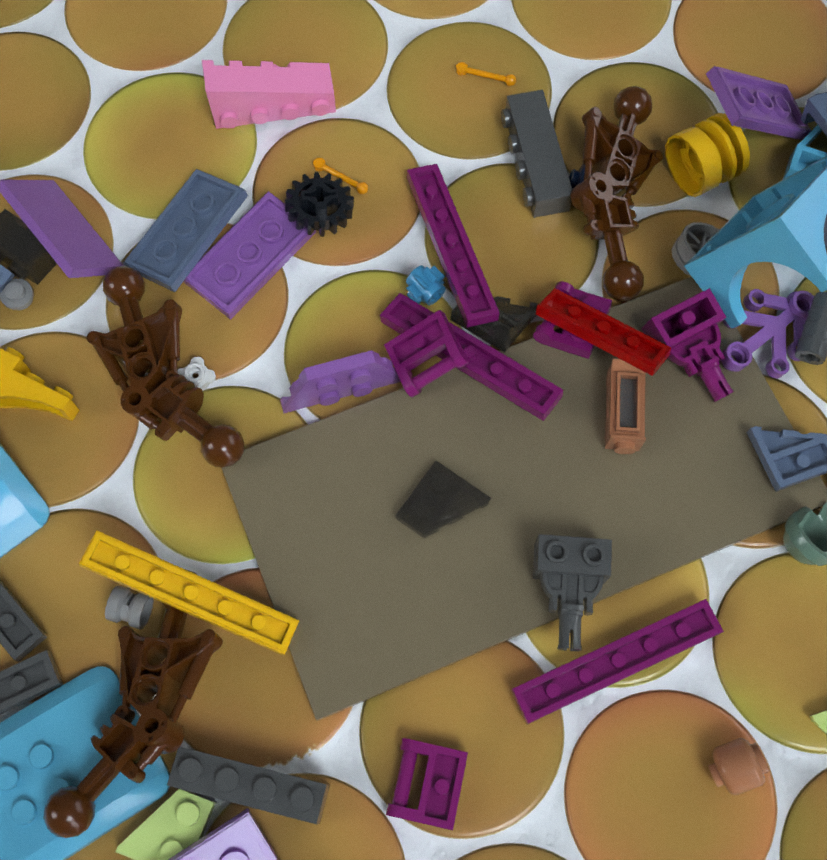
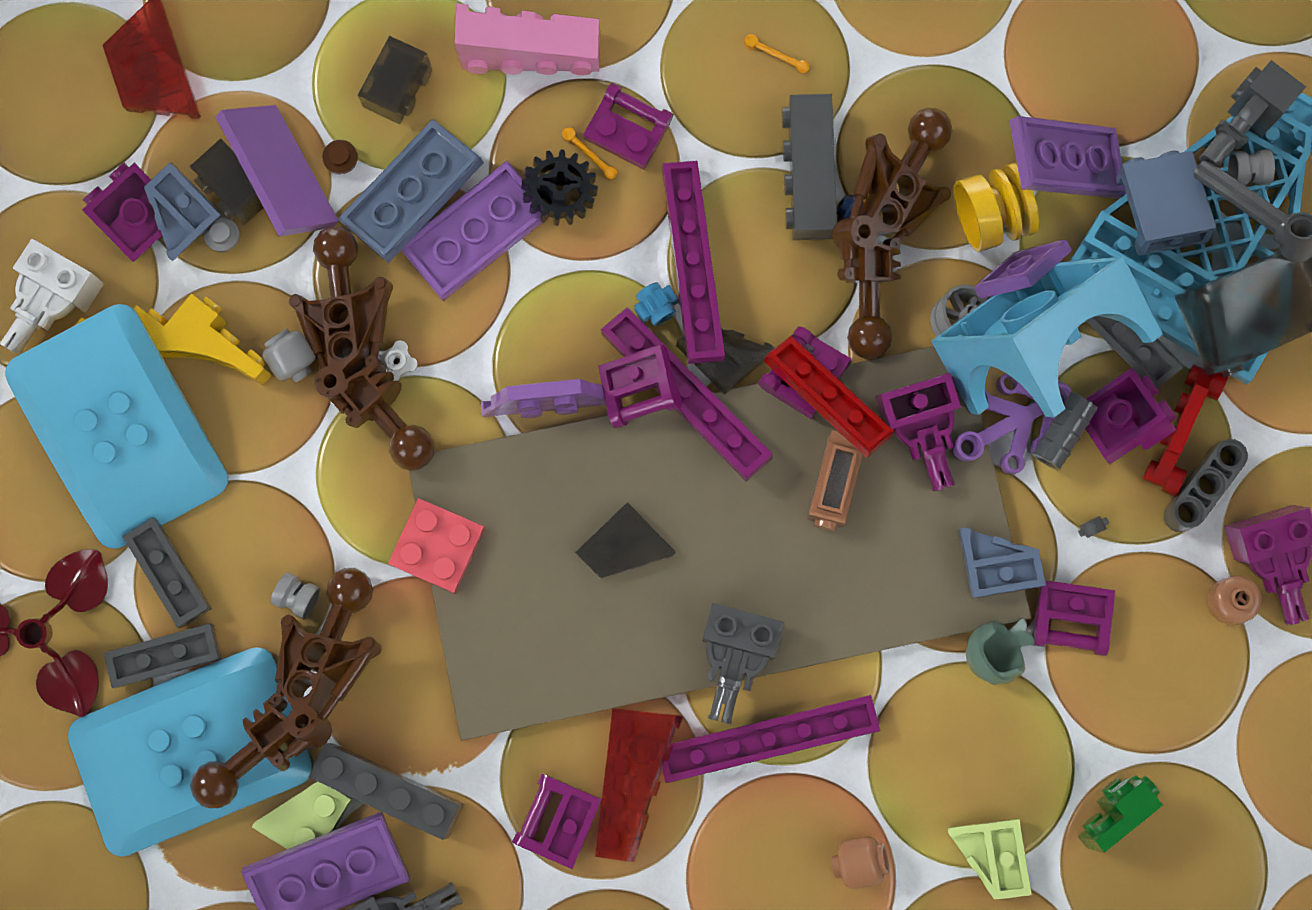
camera: 15 degrees right, 10 degrees up
(93, 386) = (289, 355): none -> light grey head
(117, 213) = (340, 157): none -> reddish brown plate
(157, 142) = (395, 80): none -> clear smoke brick
(189, 592) = (356, 596): yellow tile -> none
(260, 534) = (436, 545): none -> coral plate
(367, 157) = (623, 136): none -> magenta plate
(493, 710) = (634, 761): none -> clear red wing
(745, 197) = (1022, 269): none -> medium lavender tile

